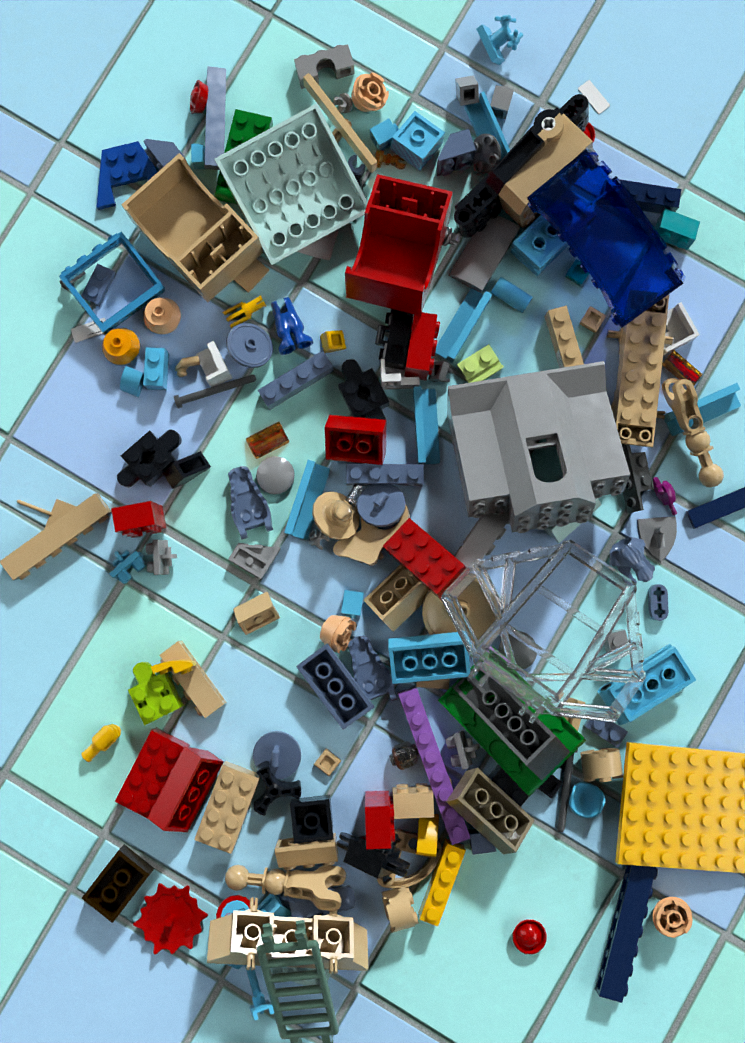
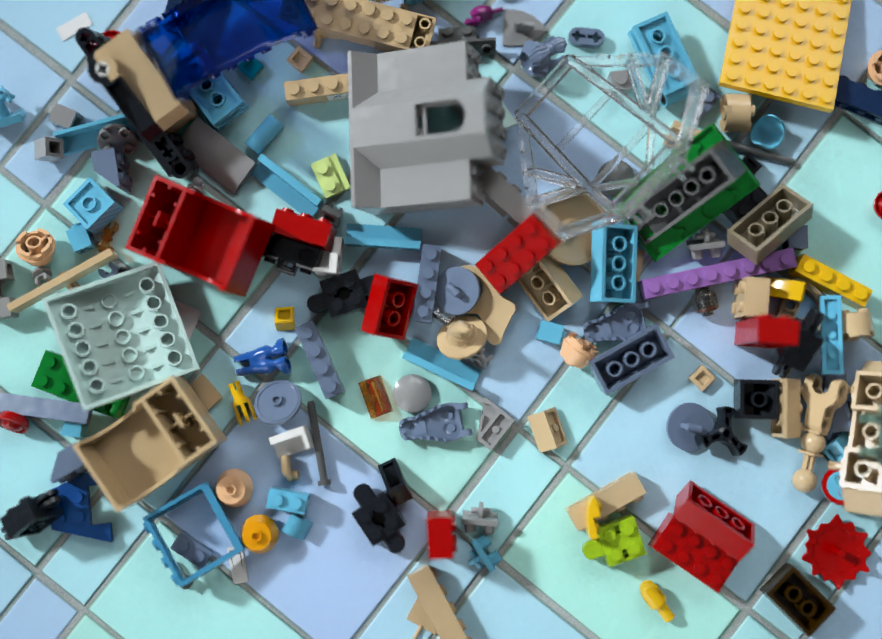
camera: 80 degrees left, 0 degrees up
(111, 128) = (32, 515): none -> black brick
(227, 807) = (735, 481): tan brick -> none
(385, 887) = (831, 331): none -> medium azure panel

